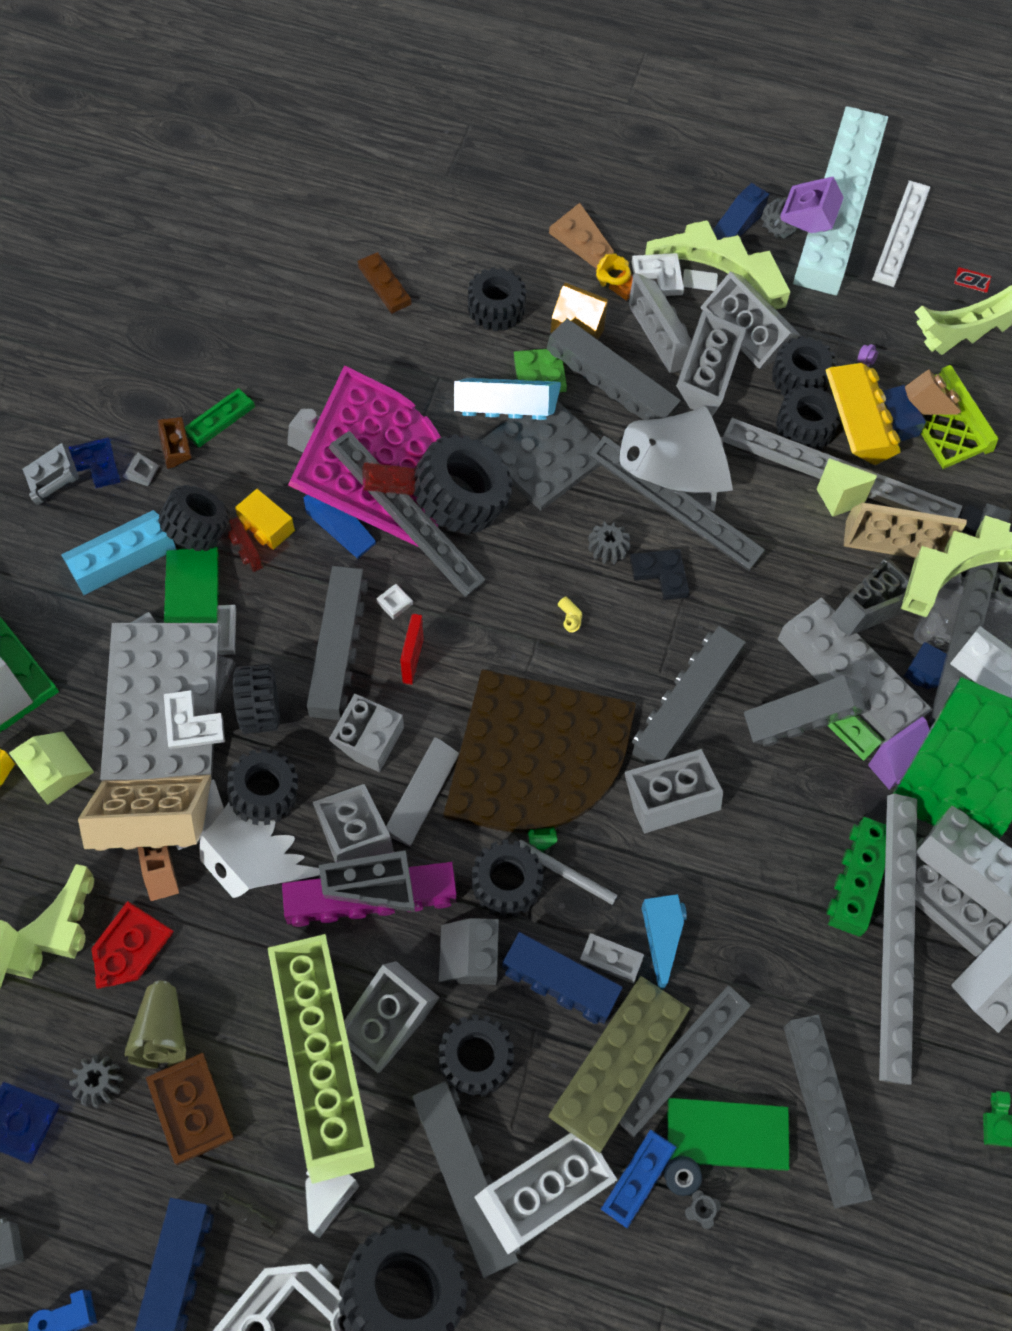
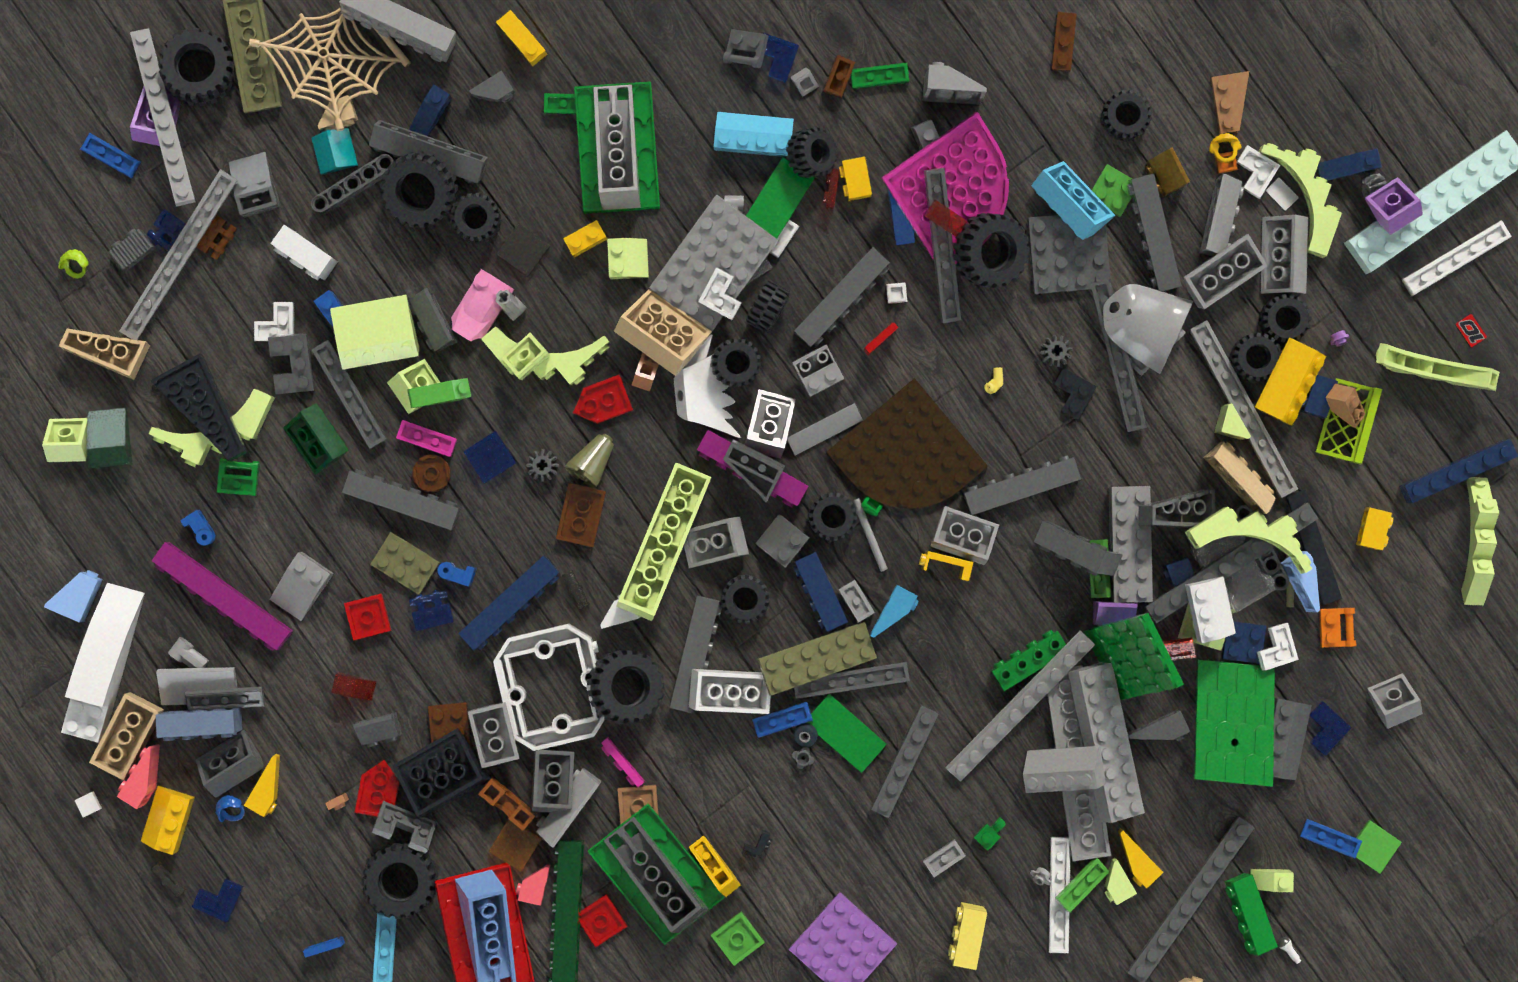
camera: 35 degrees right, 25 degrees up
(299, 361) = (951, 86): none -> light grey slope
(698, 820) = (966, 566): none -> yellow panel
(977, 1200) = (944, 858): none -> light grey plate

